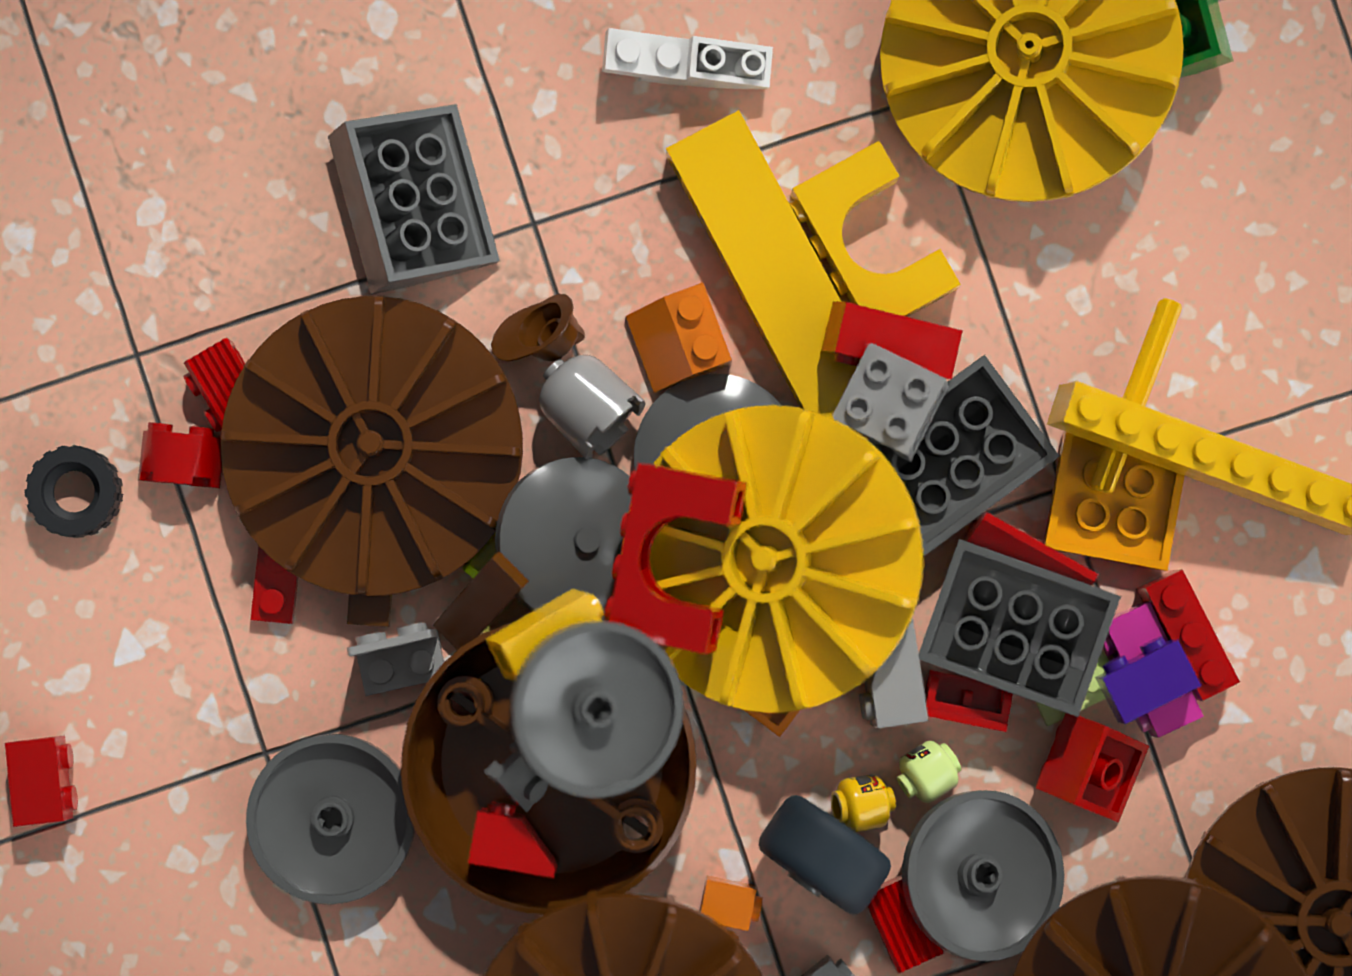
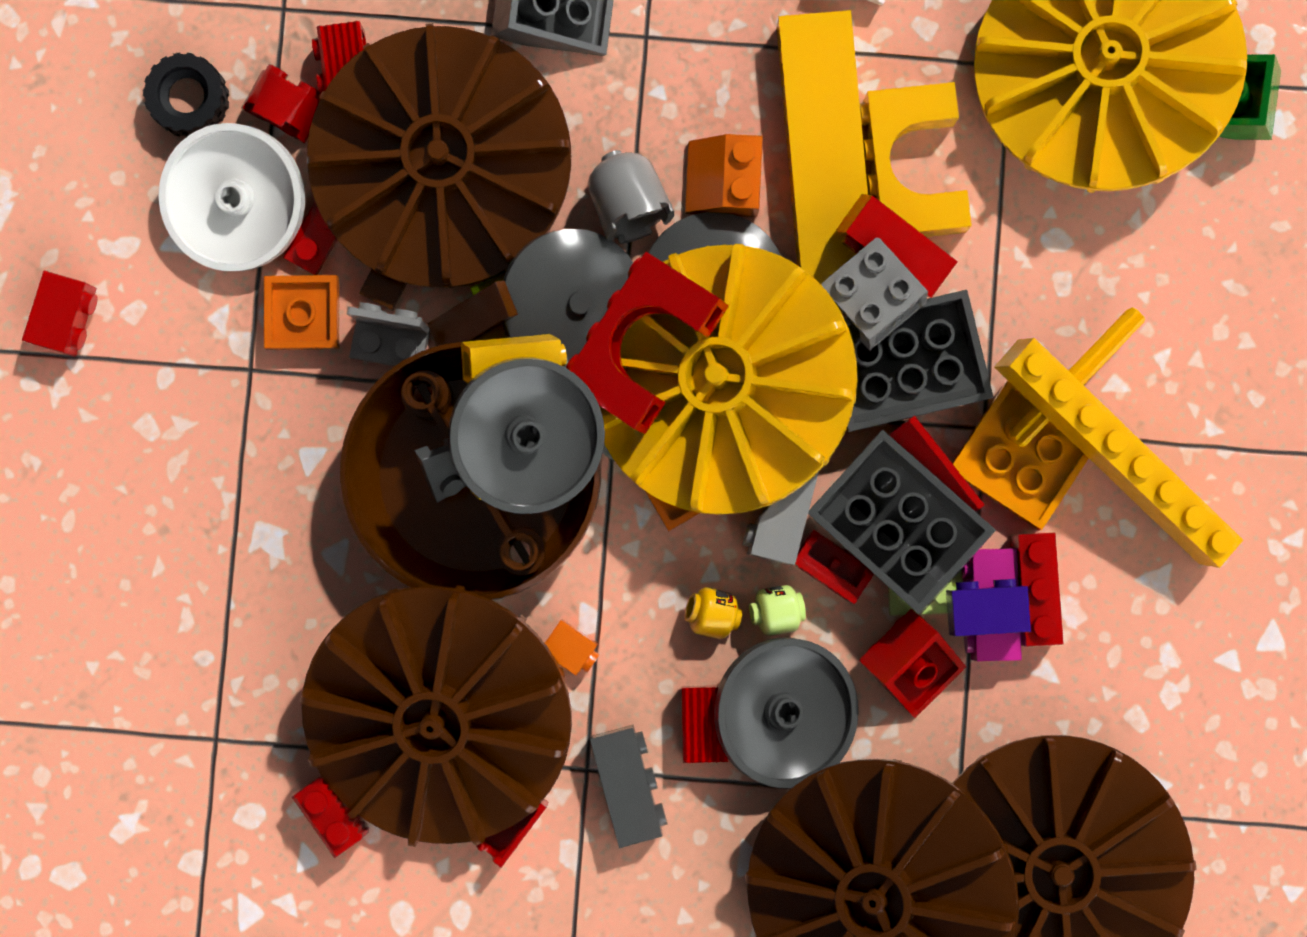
camera: 30 degrees right, 0 degrees up
(170, 581) = (231, 197): none -> white dish
(295, 670) = (301, 312): none -> orange plate
(329, 819) = (276, 442): dark grey dish -> none
(509, 842) = (412, 519): red slope -> none
(540, 330) = (616, 123): reddish brown piece -> none
(824, 854) = (664, 639): black wheel -> none

